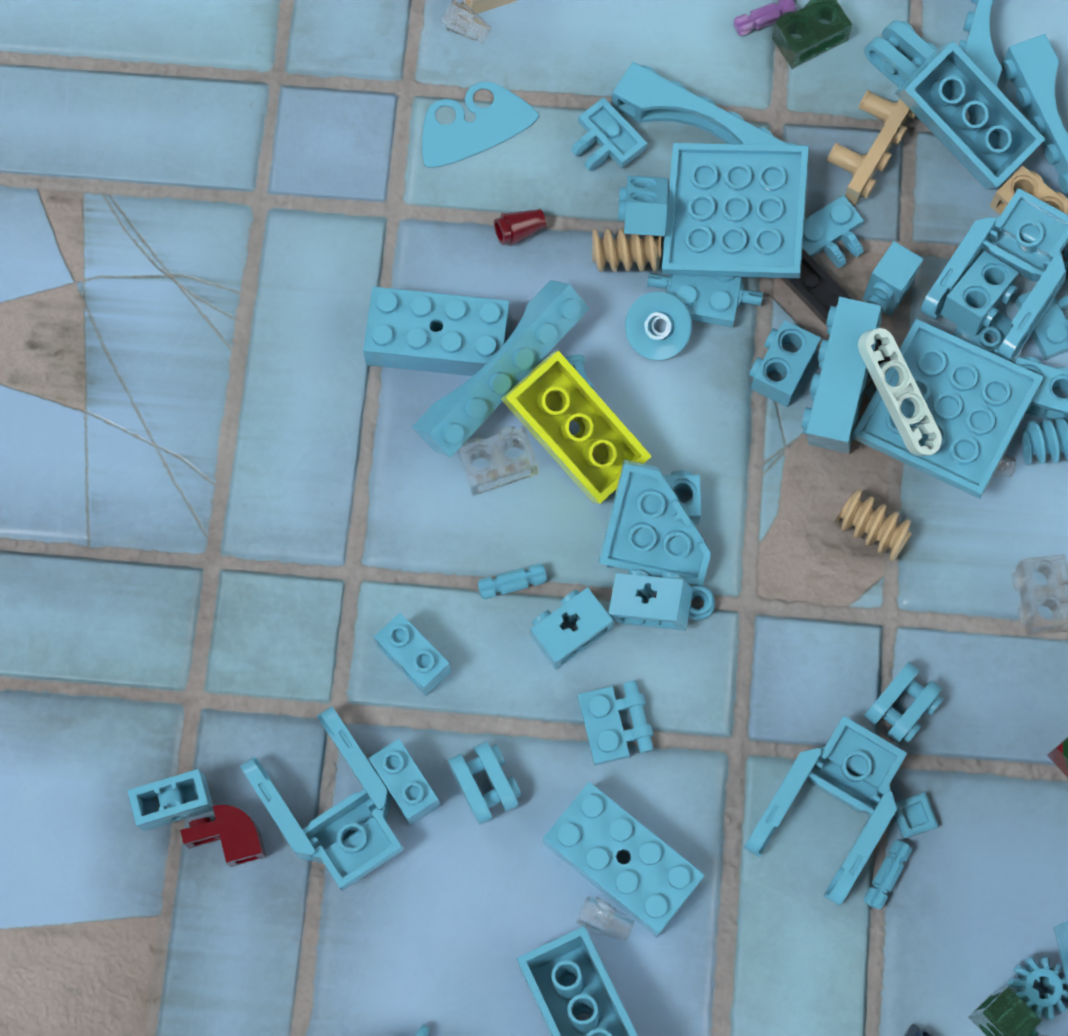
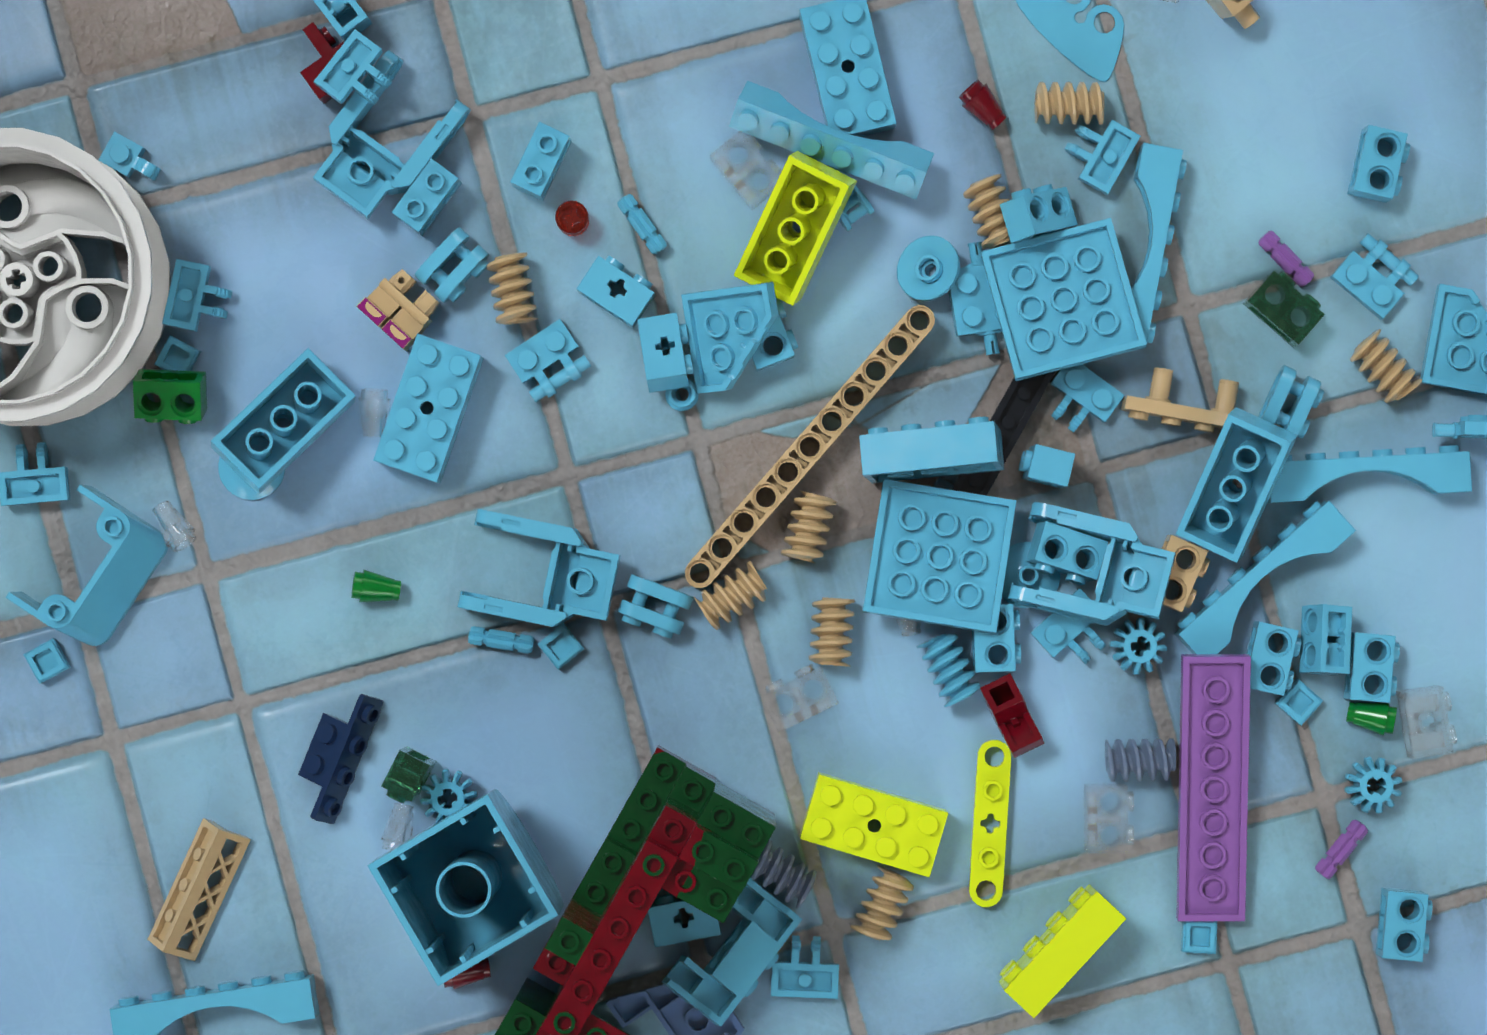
camera: 70 degrees right, 15 degrees up
(243, 807) = (349, 67): none -> medium azure hinge
(480, 639) = (568, 211): none -> clear red wheel
(522, 845) = (384, 305): none -> tan hips
(530, 730) = (511, 289): none -> tan piece
(547, 146) = (1069, 102): none -> tan piece
(789, 365) = (934, 404): medium azure brick -> none
(789, 988) = (374, 587): none -> green cone
(795, 513) = (814, 430): none -> tan beam
(904, 389) = (927, 507): light aqua beam -> none
(918, 621) = (732, 596): none -> tan piece
(987, 538) = (831, 631): none -> tan piece

